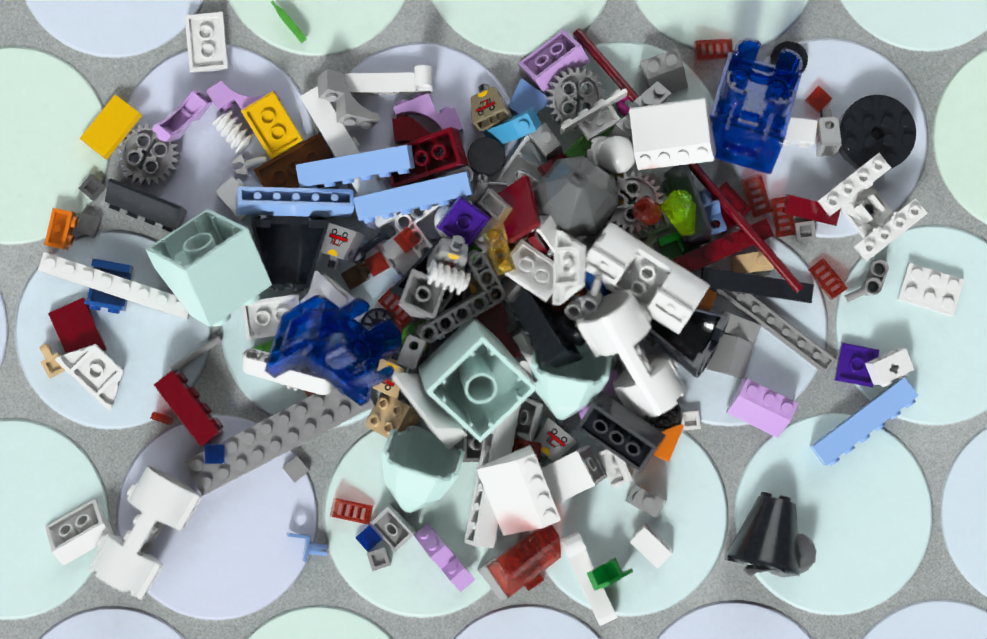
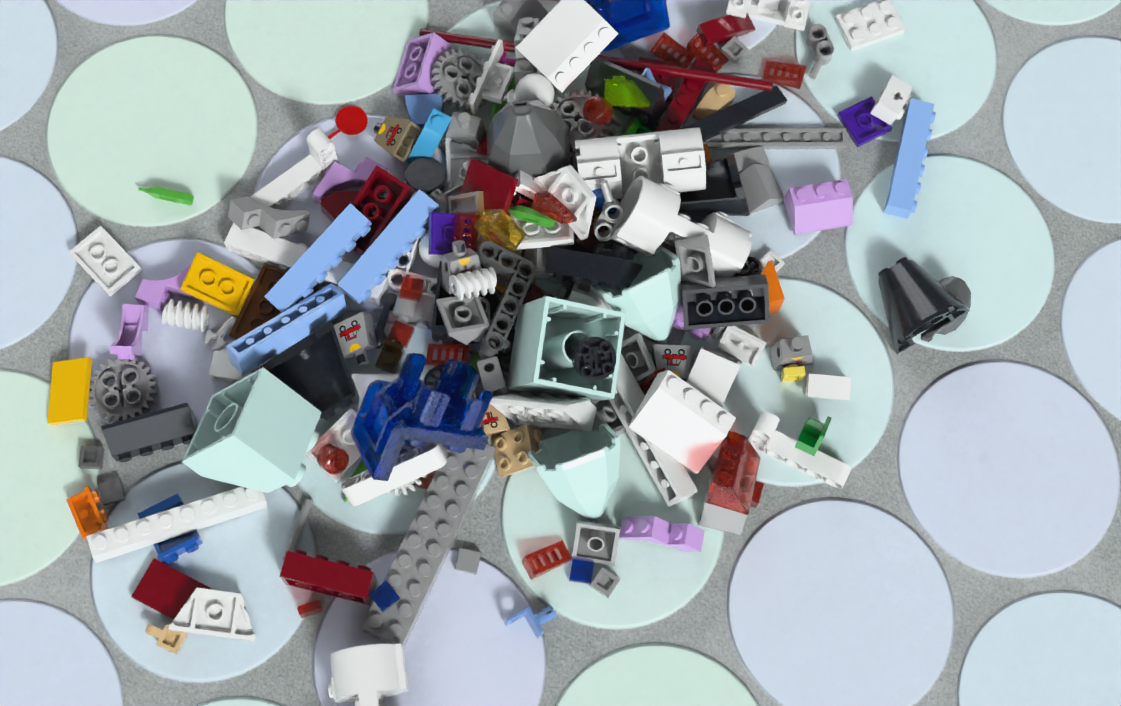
camera: 40 degrees left, 15 degrees down
(254, 325) = (332, 458): none -> clear red head
(468, 64) = (350, 121): none -> red piece
(481, 221) = (459, 225): none -> clear red slope
(485, 405) = (594, 358): none -> black tile
(533, 257) = (529, 215): none -> bright green piece
(548, 259) = (551, 207): none -> clear red slope
(621, 388) = (696, 260): none -> light grey slope
(635, 515) = (792, 373): none -> light yellow plate

